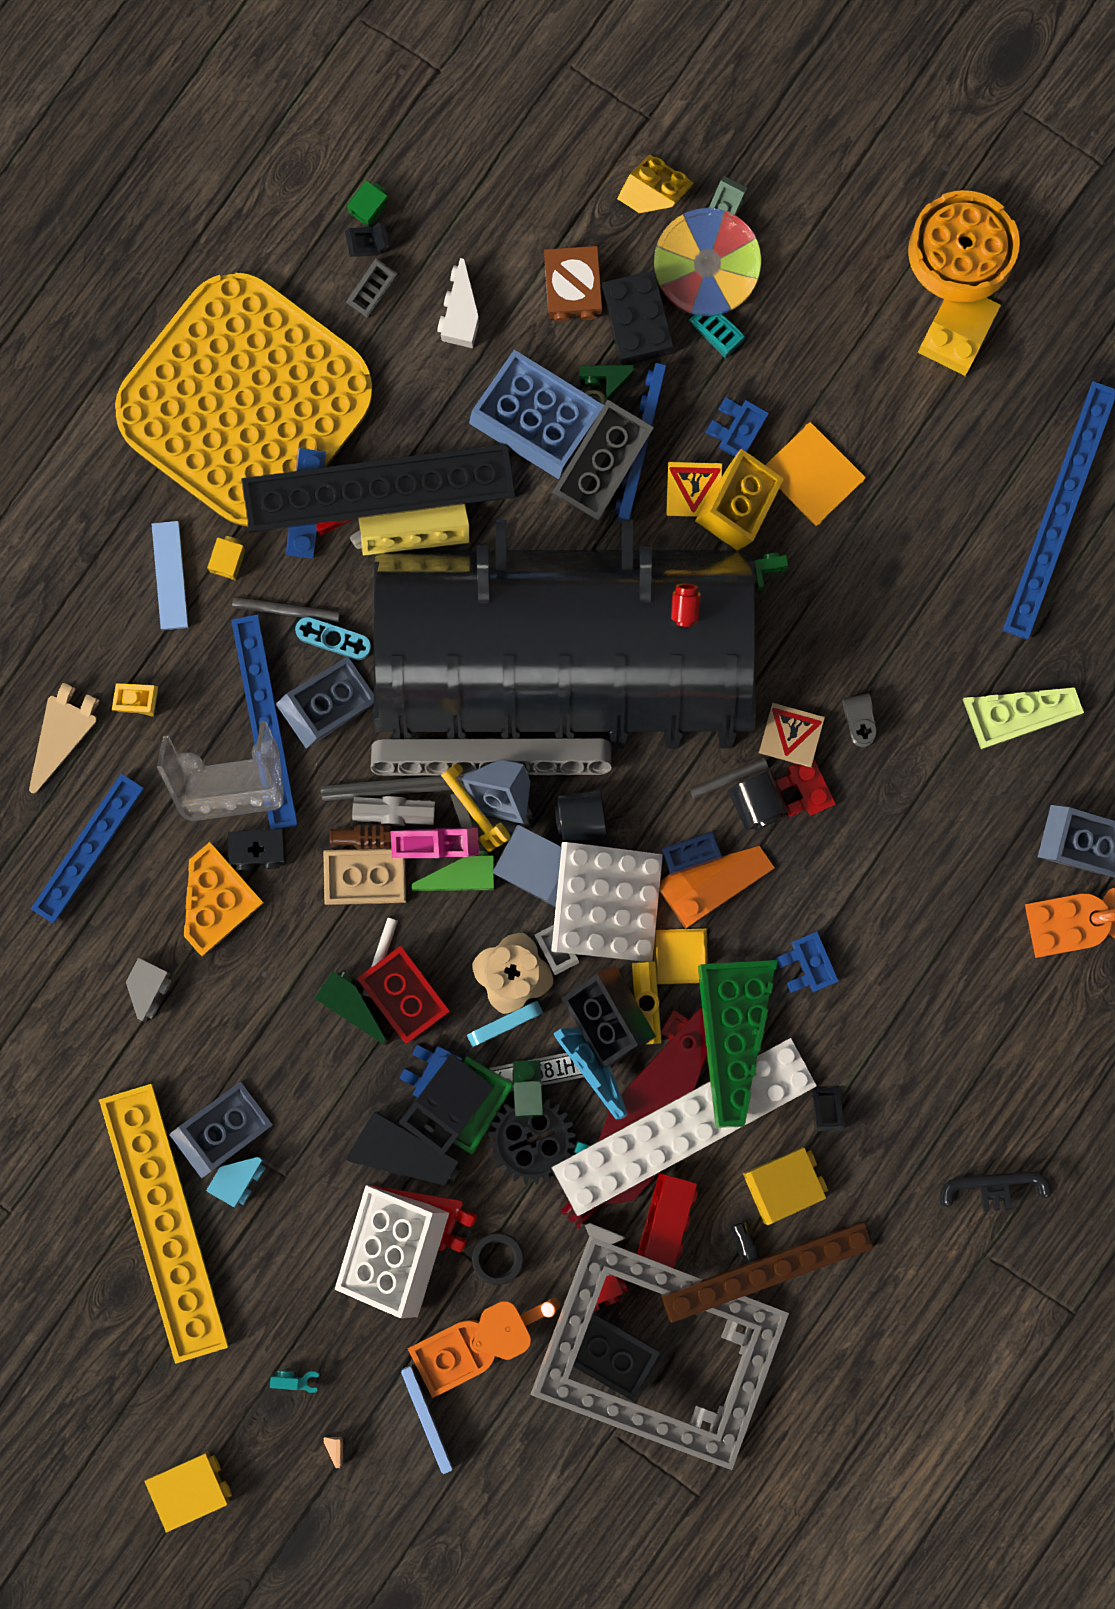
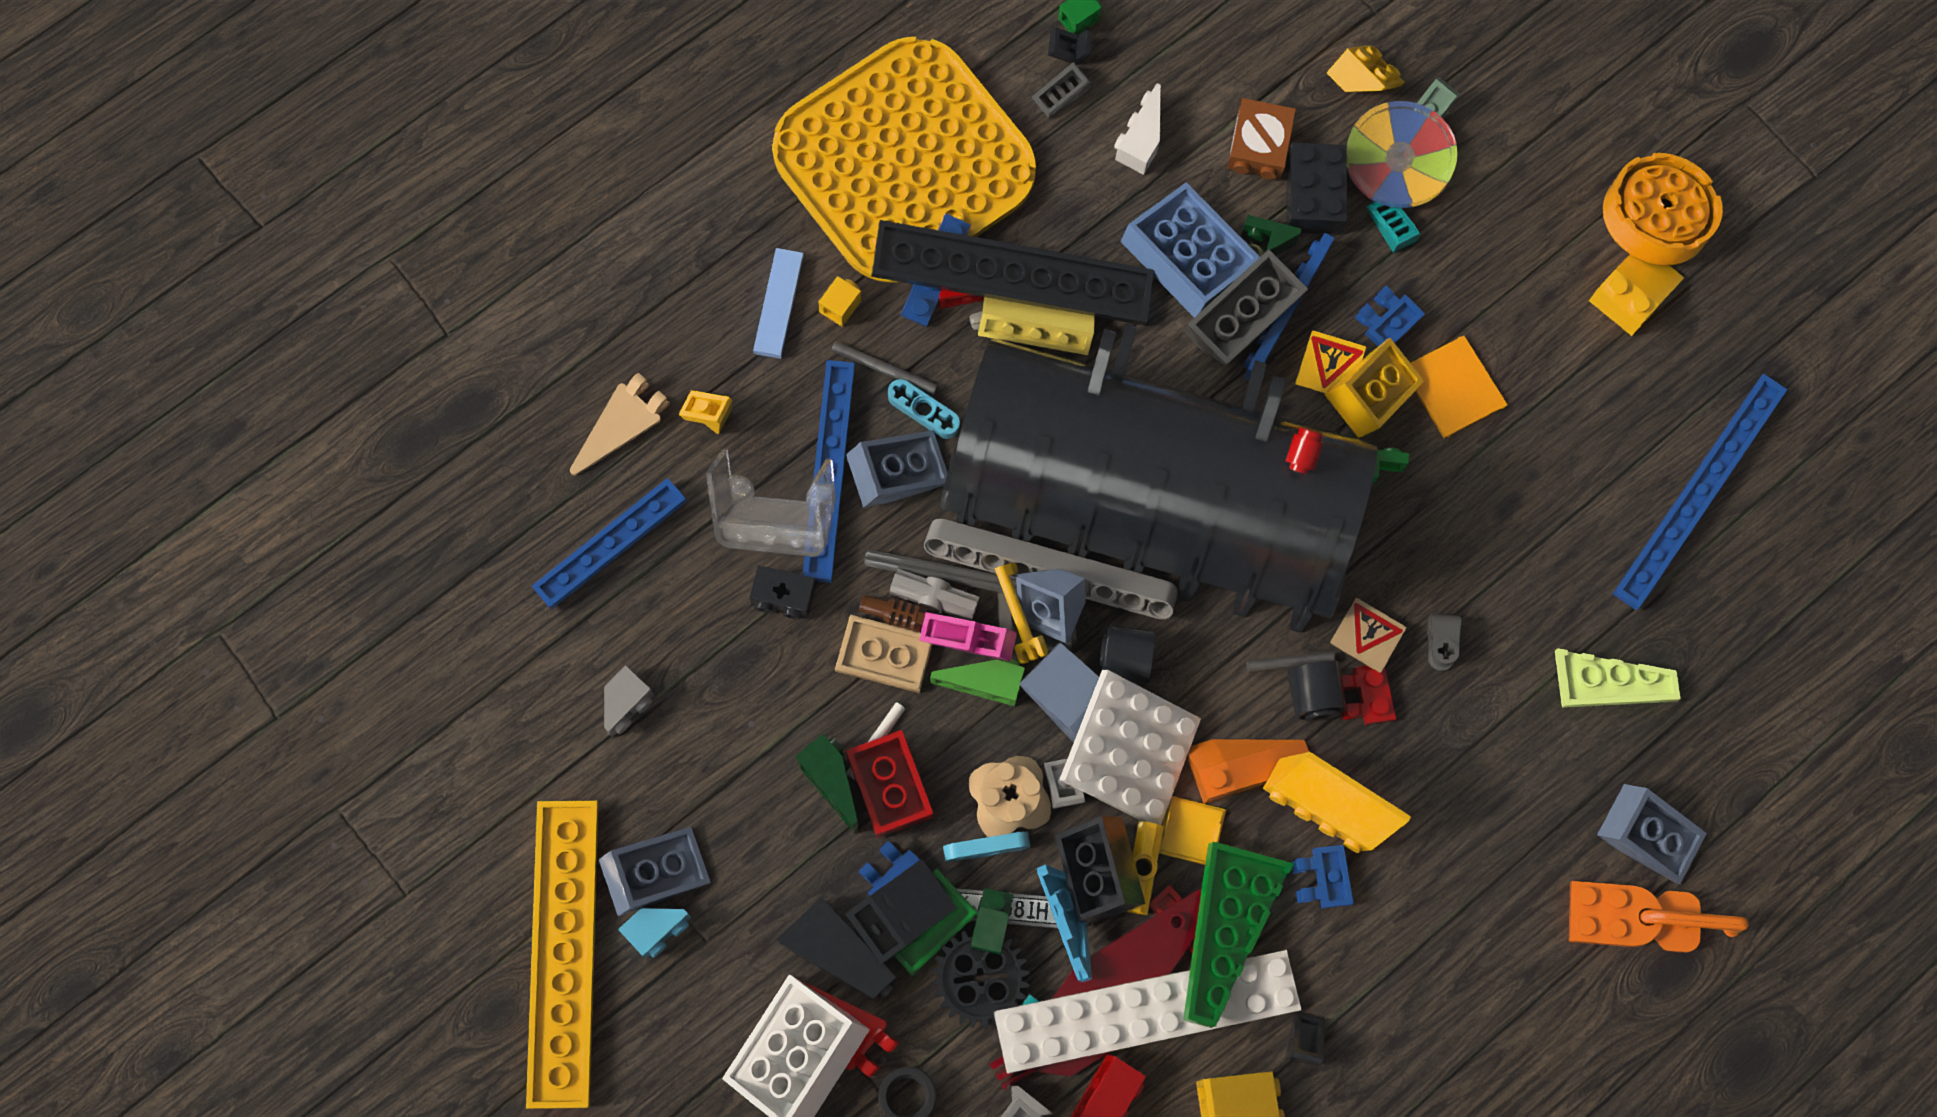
camera: 10 degrees right, 10 degrees down
(215, 900) = (723, 632): light orange plate -> none
(691, 853) = (1232, 726): dark blue plate -> none
(796, 900) = (1334, 801): none -> yellow slope

